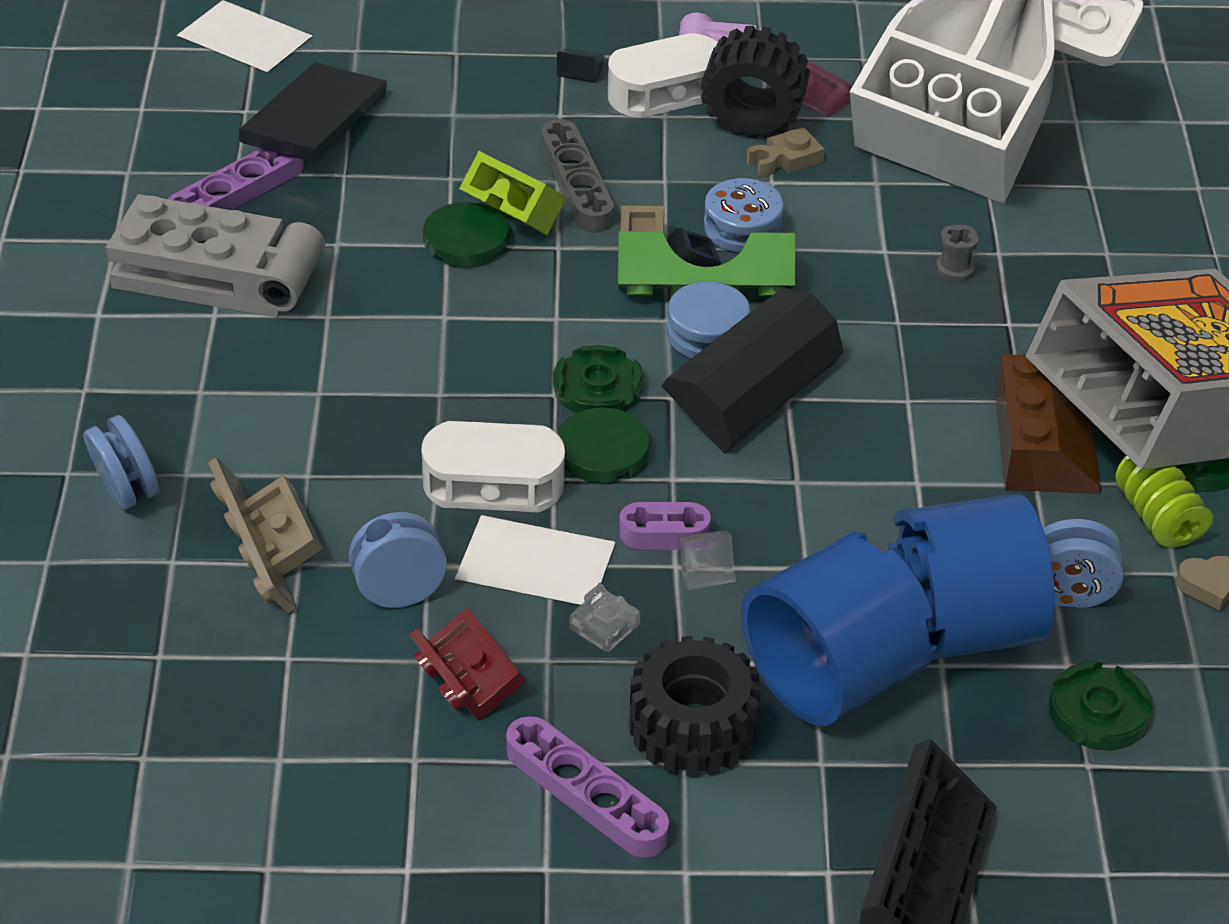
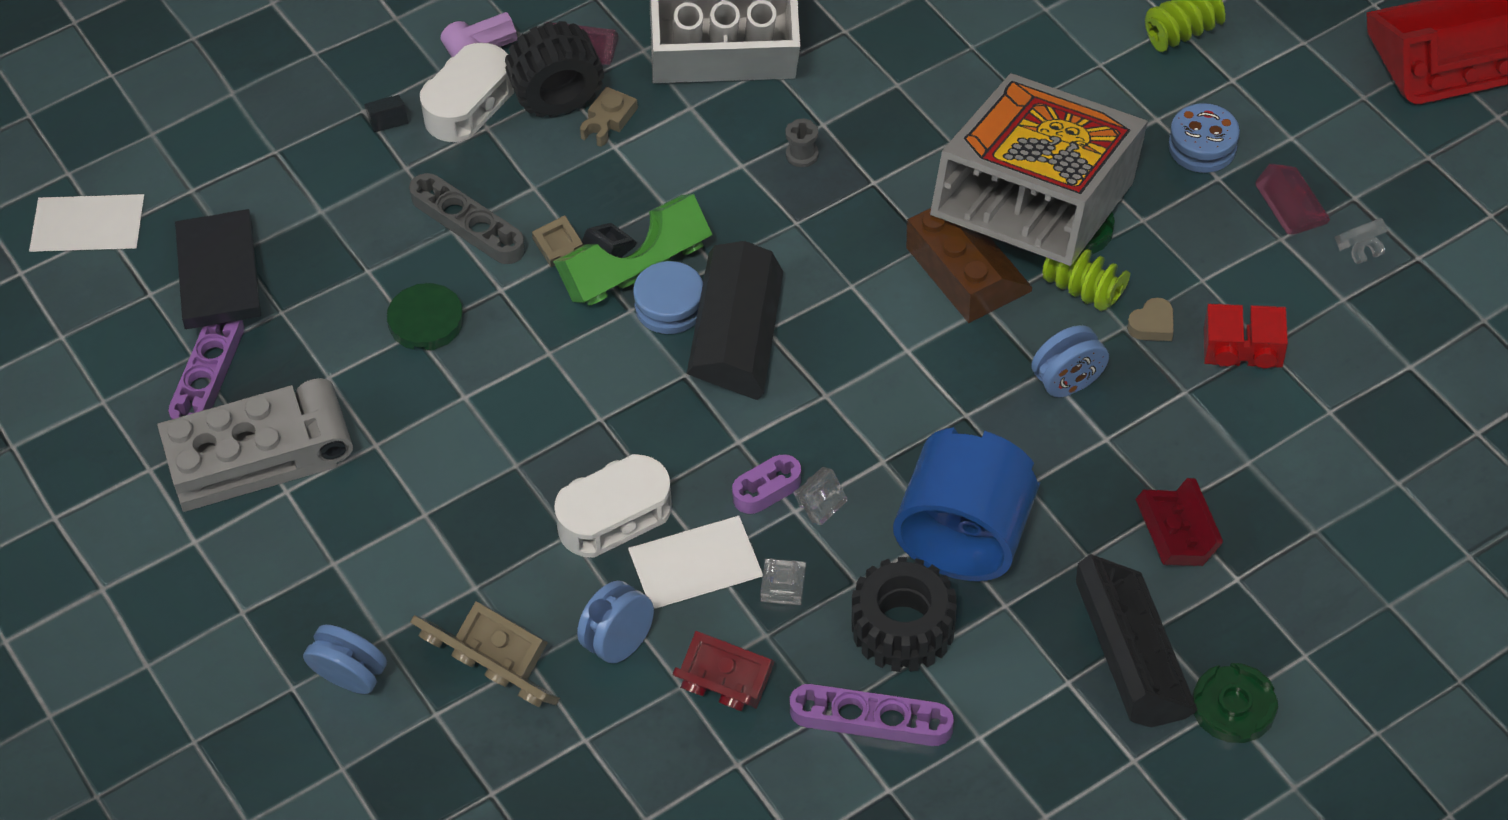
camera: 30 degrees left, 10 degrees up
(513, 193) = (425, 262): lime brick -> none
(598, 378) = (625, 391): dark green tile -> none
(604, 444) = (674, 439): dark green tile -> none
(739, 208) = (623, 190): medium blue head -> none
(981, 572) = (1029, 399): blue brick -> none
(1075, 781) = (1180, 524): none -> dark red bracket
(1100, 706) = (1150, 457): dark green tile -> none

